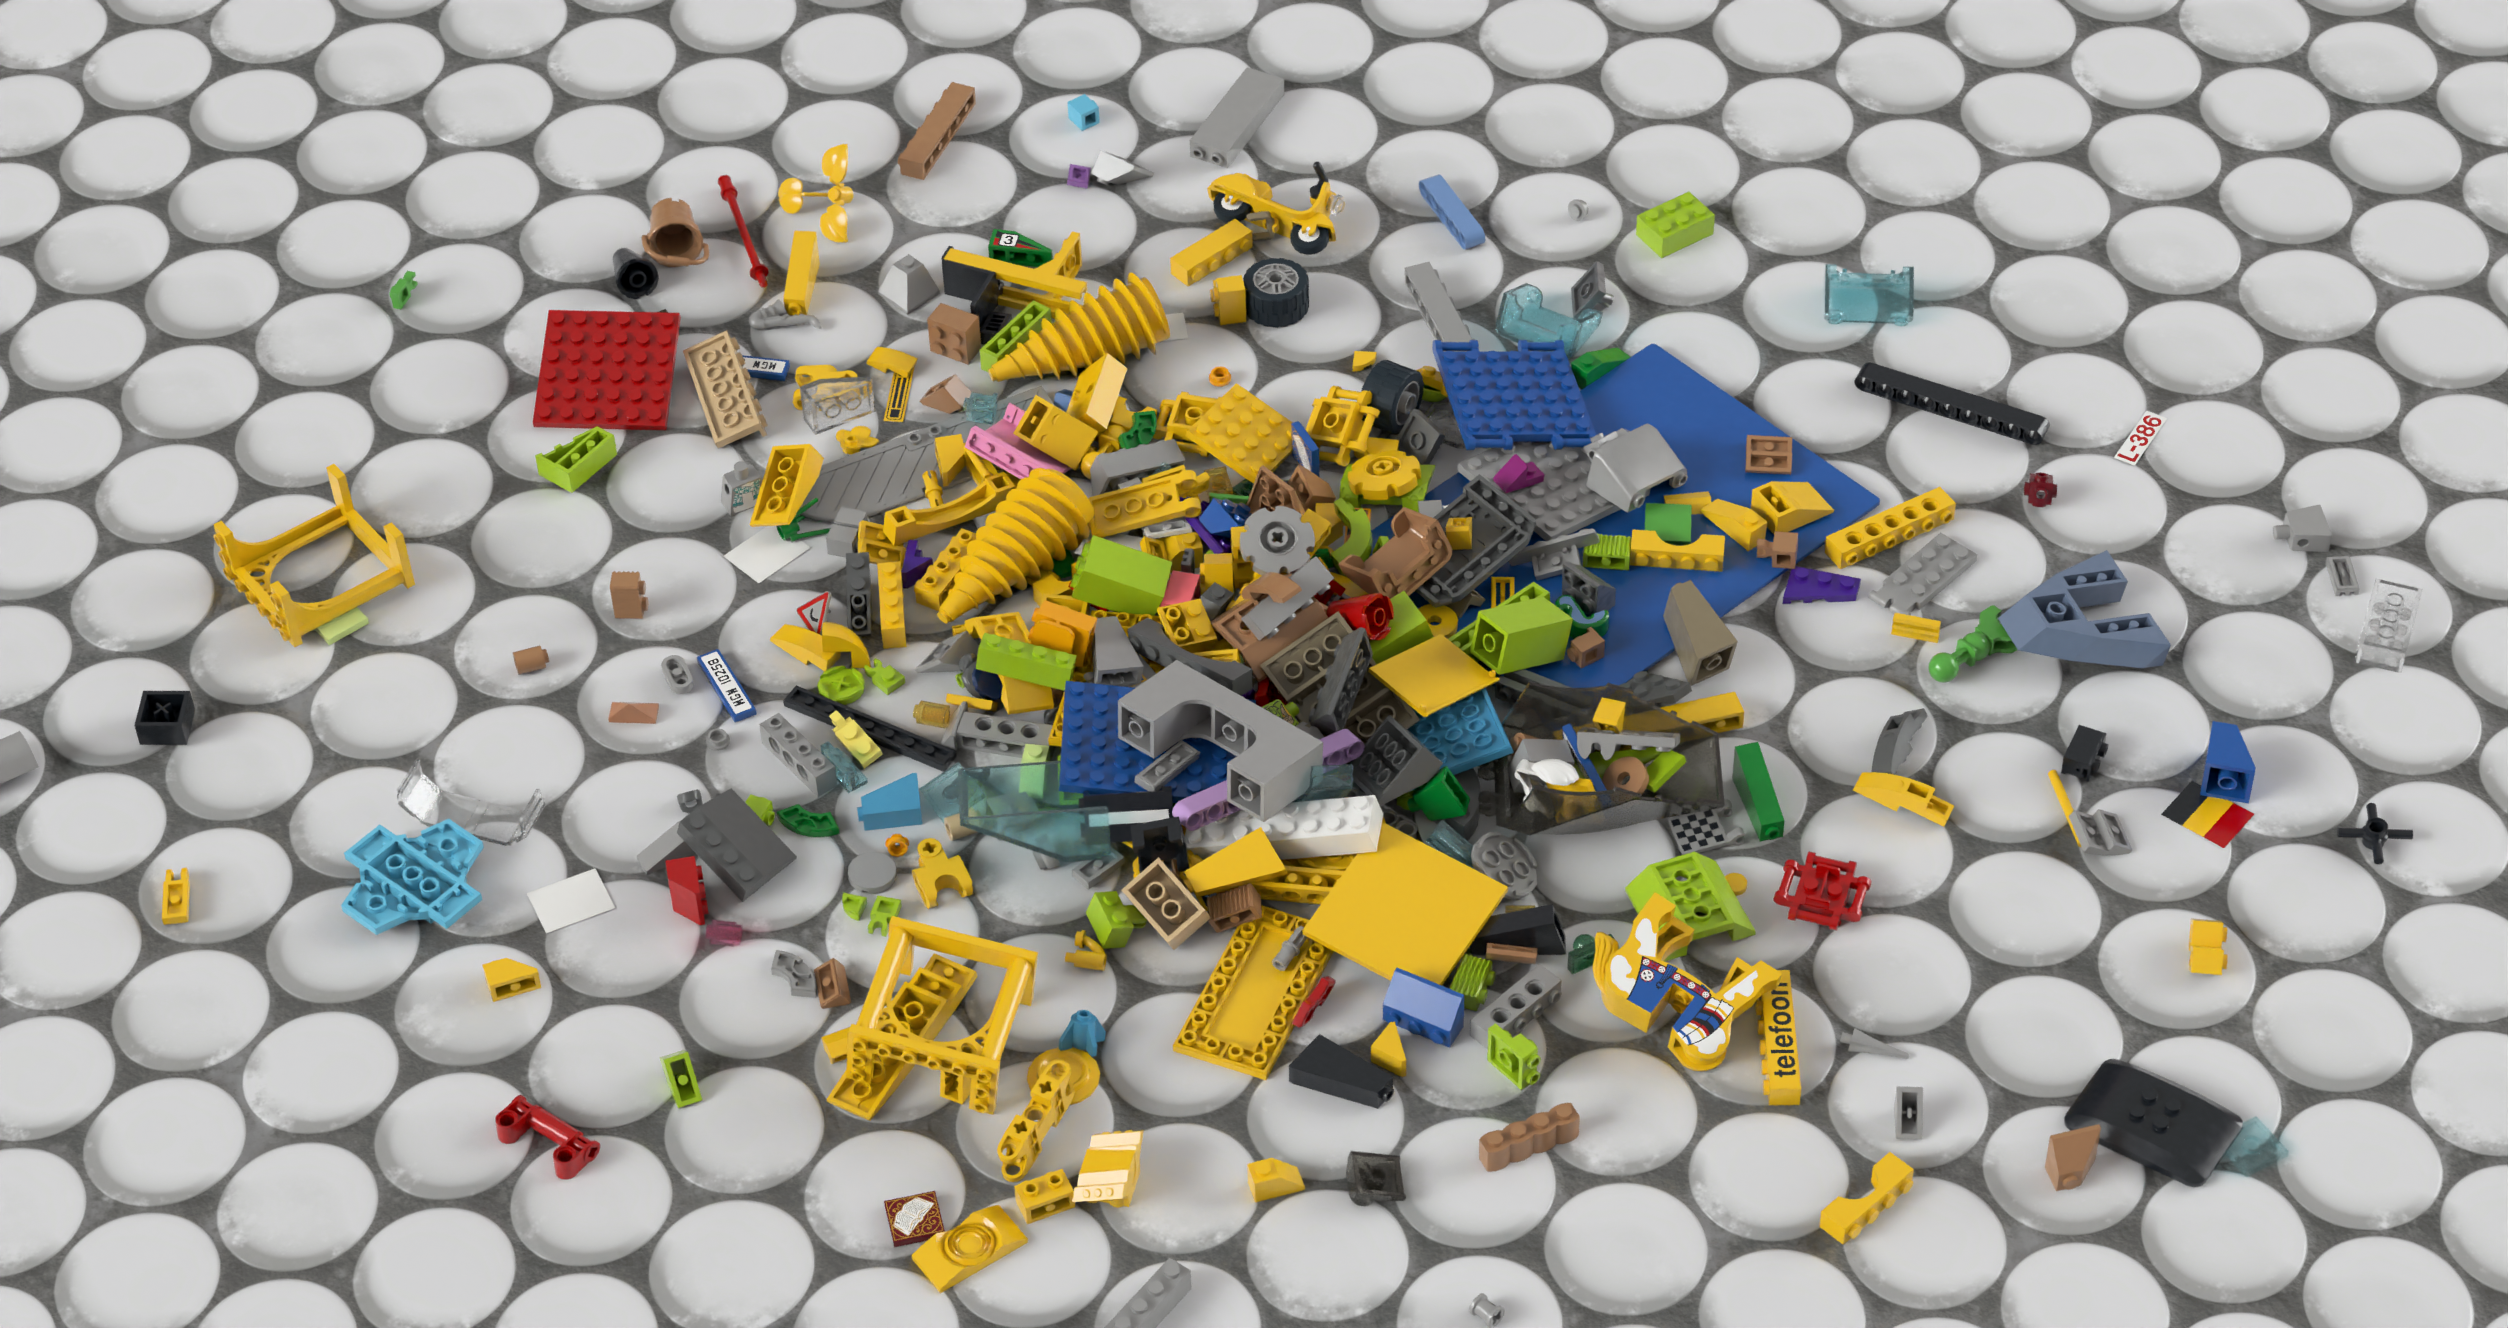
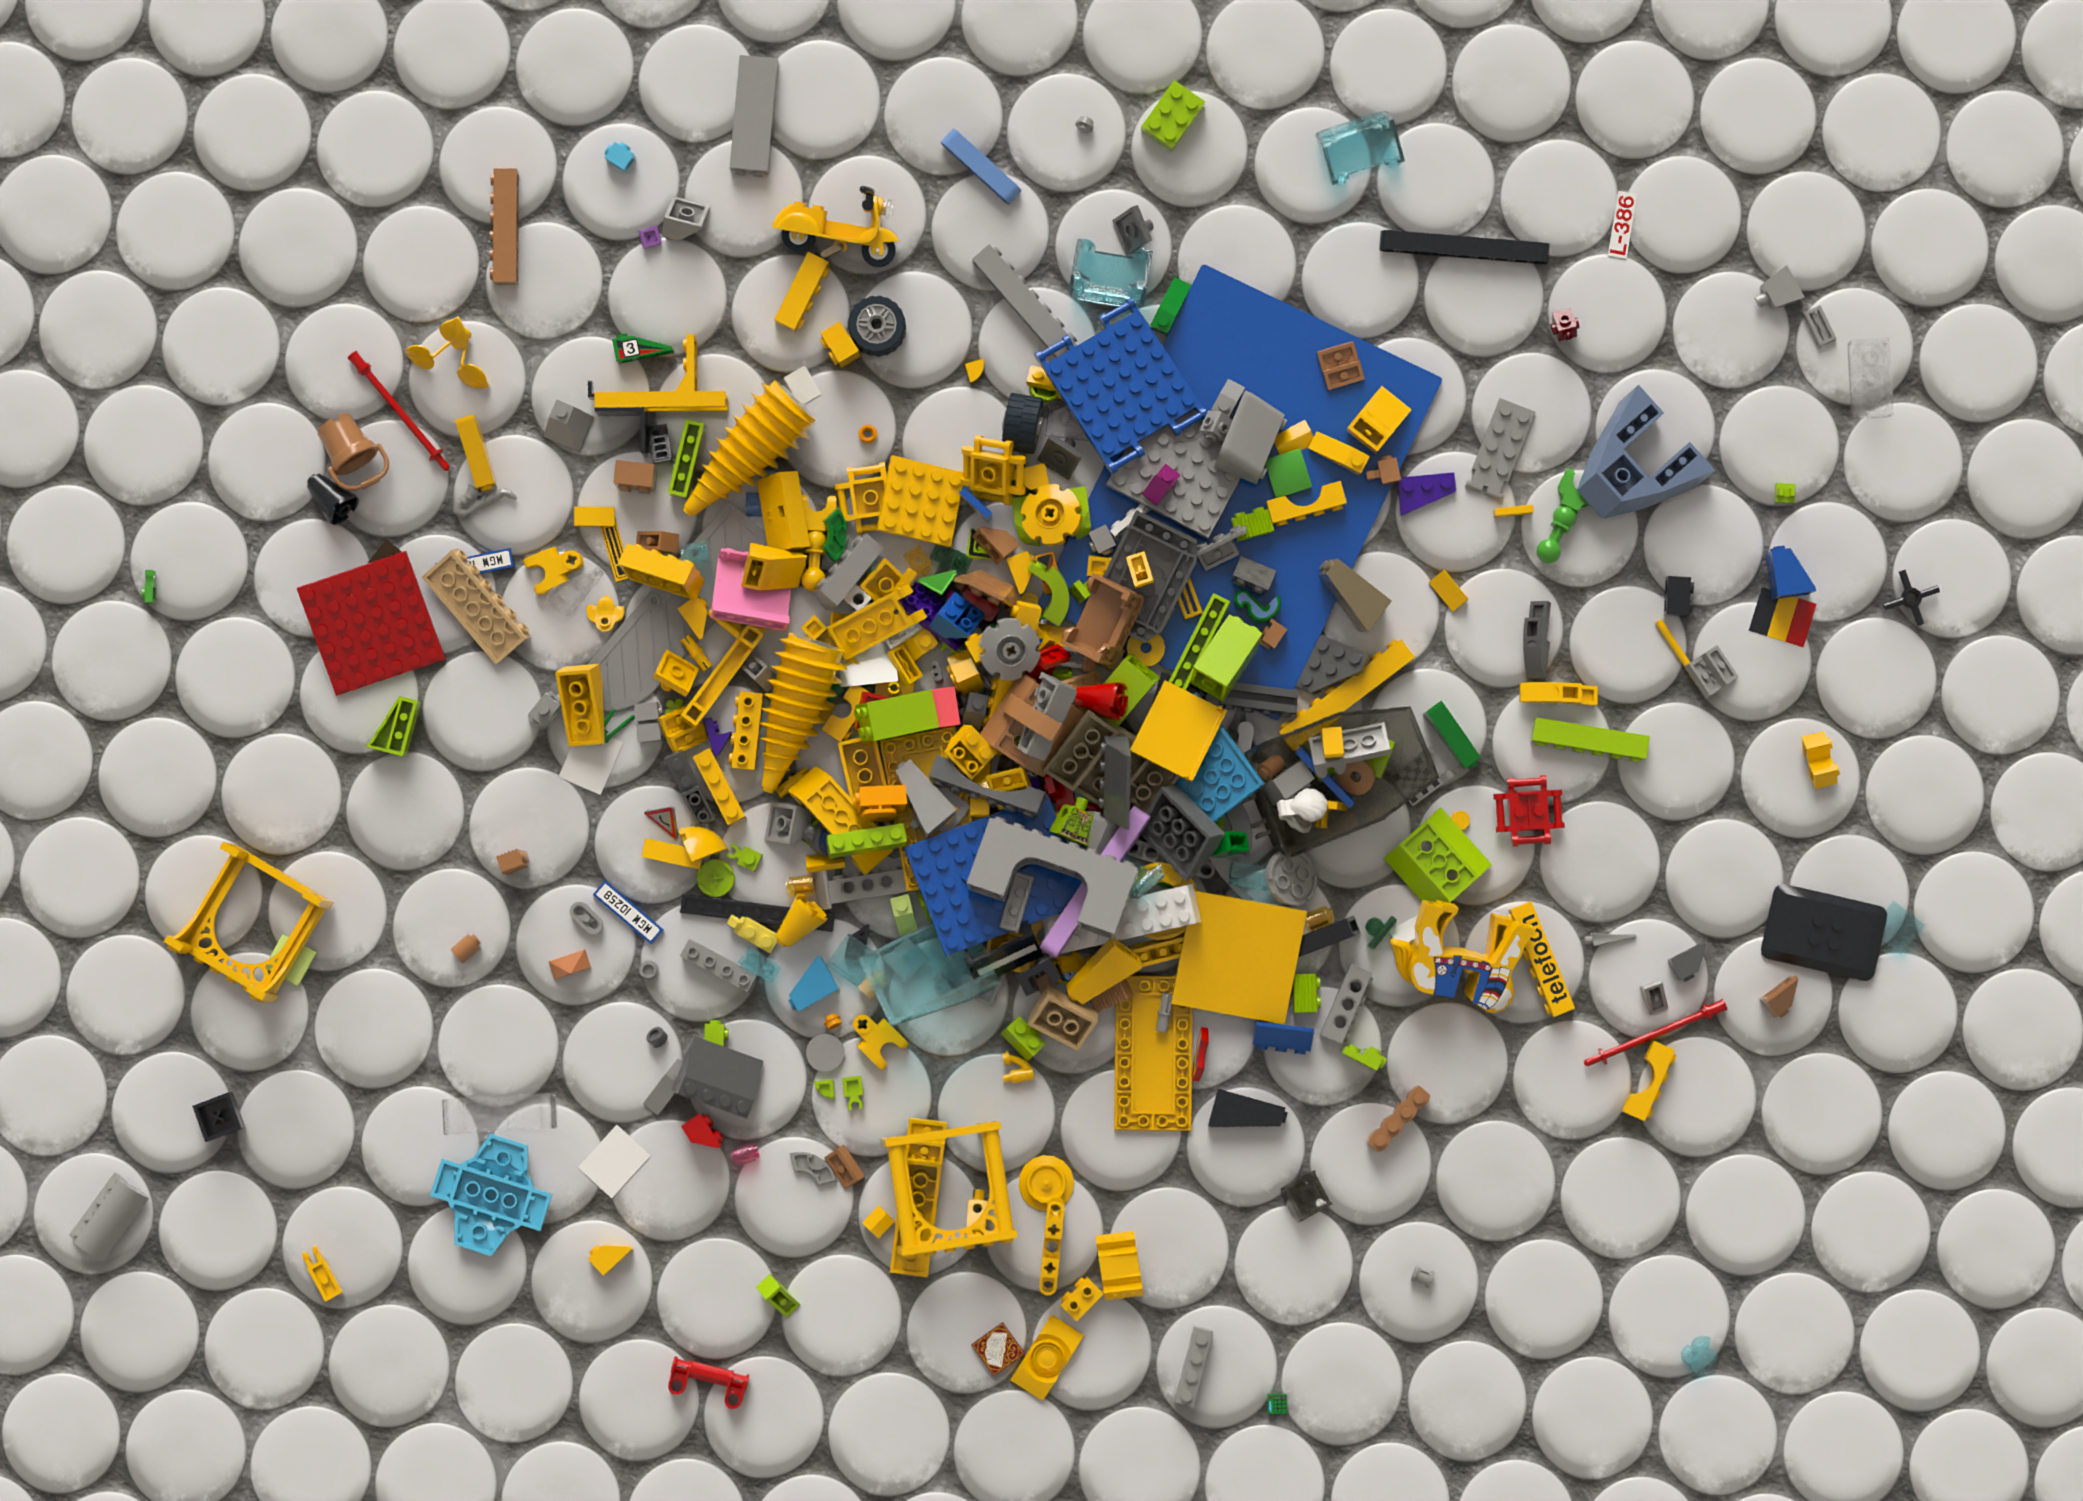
camera: 20 degrees left, 40 degrees up
(808, 823) = (754, 1023): green tile -> none
(899, 493) = (675, 673): none -> yellow tile
(911, 734) = (800, 921): none -> yellow cone
(935, 402) = (661, 571): none -> yellow brick
(1082, 1033) = (1048, 1149): dark azure brick -> none
(1273, 1179) = (1235, 1221): yellow slope -> none
(1388, 1051) = (1270, 1077): yellow slope -> none
(1511, 953) = (1327, 963): medium nougat slope -> none
(1811, 676) = (1448, 590): none -> yellow slope
(1890, 528) = (1487, 368): yellow brick -> none
(1926, 849) = (1590, 738): none -> lime brick
(1965, 1093) = (1688, 962): none -> dark grey slope
(1969, 1153) = (1706, 1012): none -> red bar
(2250, 703) = (1784, 493): none -> lime tile

